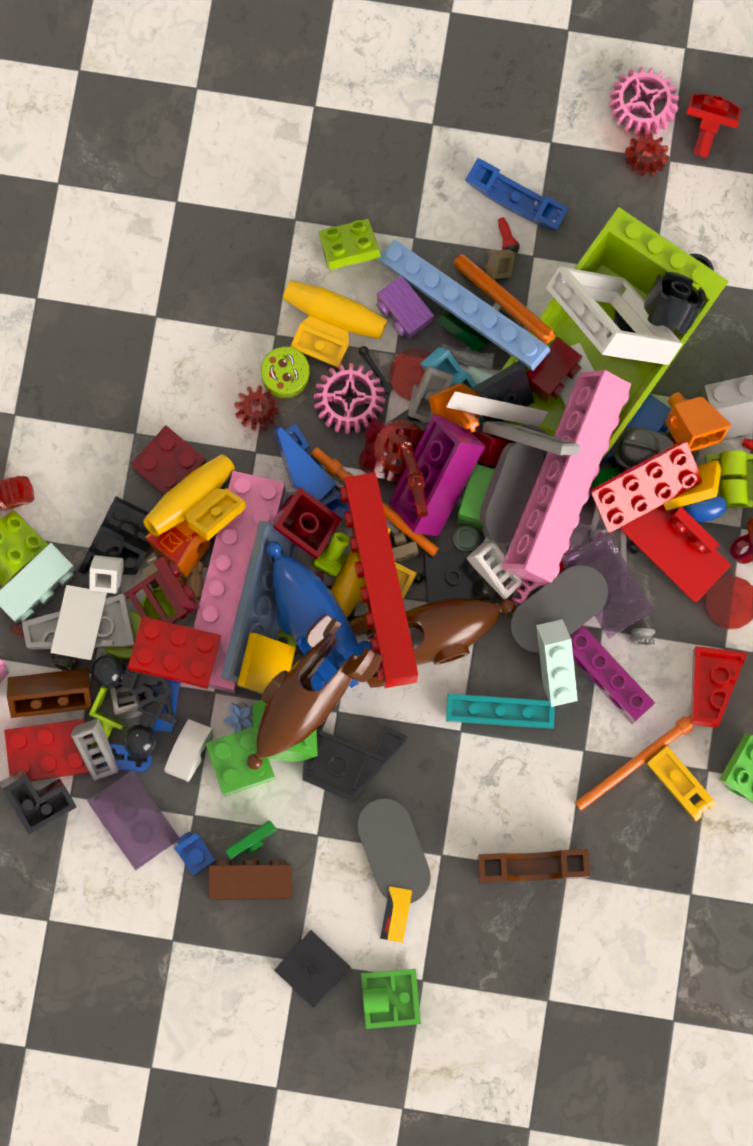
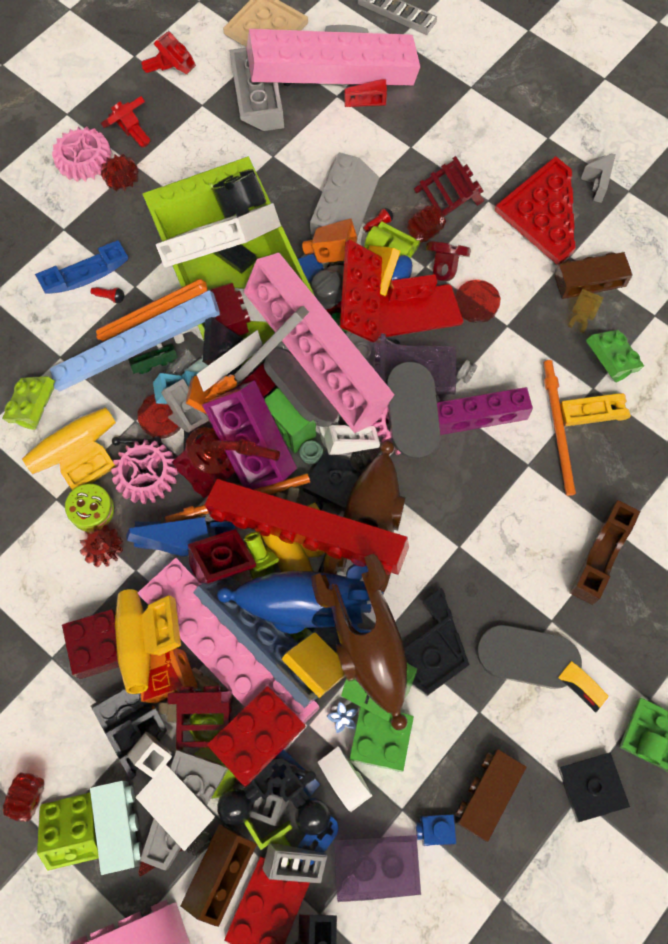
camera: 55 degrees left, 10 degrees down
(252, 841) = (456, 772): green plate -> none
(404, 307) = (105, 390): medium lavender brick -> none
(499, 263) = (122, 305): dark tan tile -> none
(500, 711) = (462, 506): teal plate -> none
(557, 662) = (454, 435): light aqua brick -> none
(712, 683) = (531, 343): red wing -> none

